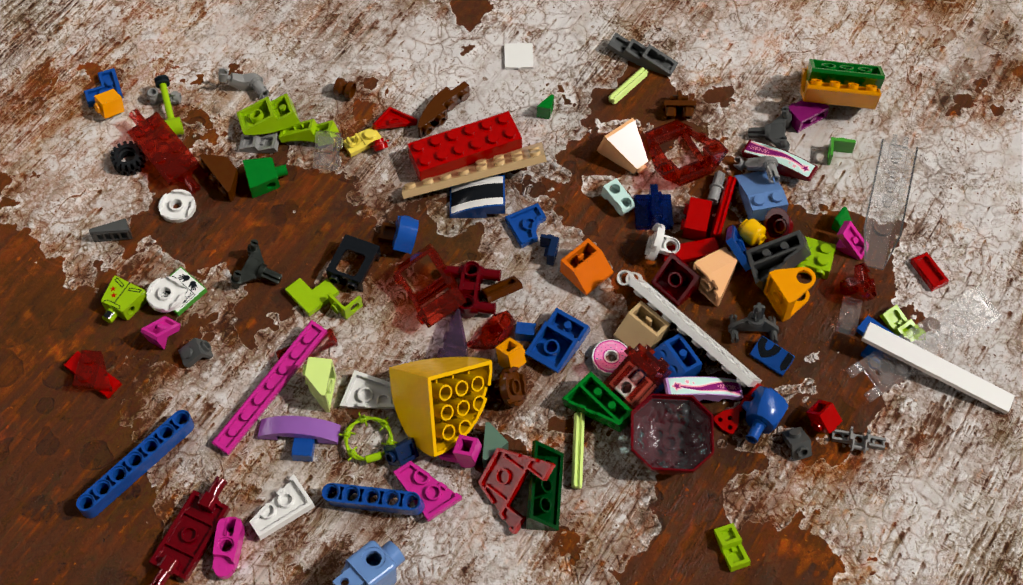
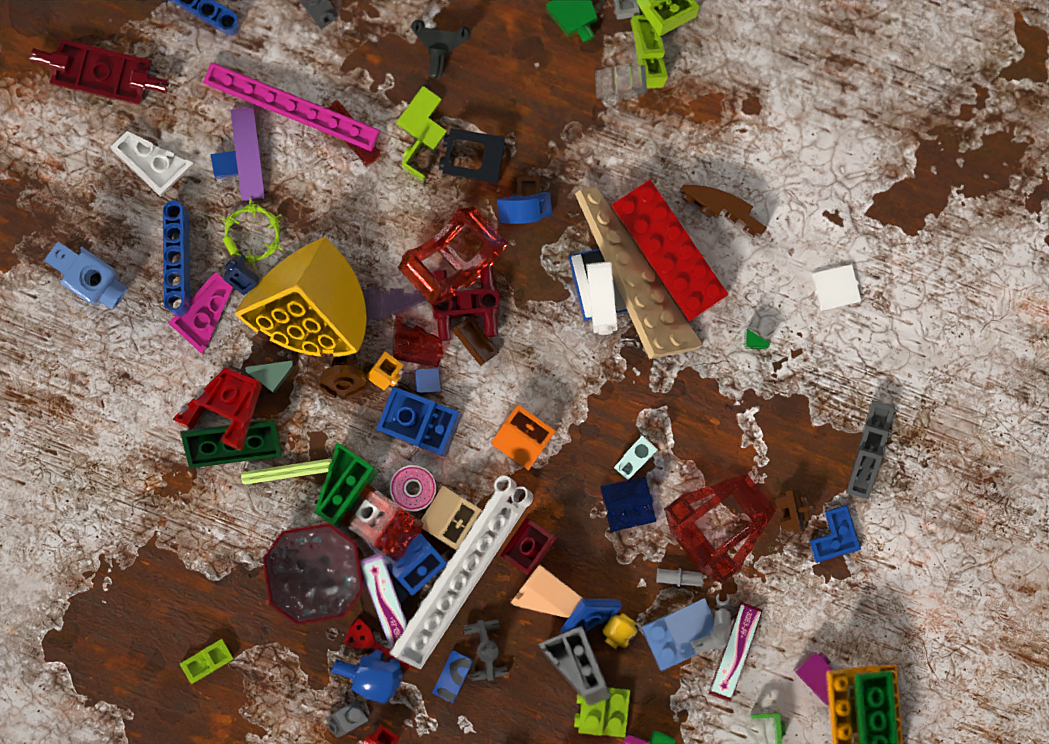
camera: 75 degrees right, 25 degrees up
(226, 562) = (76, 118): dark pink piece -> none
(321, 380) = (302, 162): yellowish green slope -> none
(344, 88) = (729, 76): reddish brown wheel -> none
(361, 141) = (655, 120): light yellow plate -> none
(367, 393) = (308, 217): white wing -> none
(379, 144) = (651, 144): red plate -> none
(393, 118) = (696, 150): red tile -> none
(465, 451) = (252, 345): dark pink brick -> none
(491, 183) = (602, 298): none -> white slope
(525, 224) = (576, 349): blue tile -> none
(551, 247) = (540, 389): dark blue bracket -> none
(625, 147) = (710, 453): slope -> none
(628, 85) = (816, 439): yellowish green axle -> none
(658, 241) = (573, 517): white tile -> none
(694, 250) = (579, 559): red tile -> none
(697, 218) = (624, 559): red piece -> none
(701, 83) = (842, 537): none -> blue tile
(723, 207) = (653, 590): red axle -> none
(775, 131) = (778, 640): dark grey axle -> none
(777, 224) = (628, 662): dark red piece -> none
(784, 290) = (533, 682): light orange hose -> none

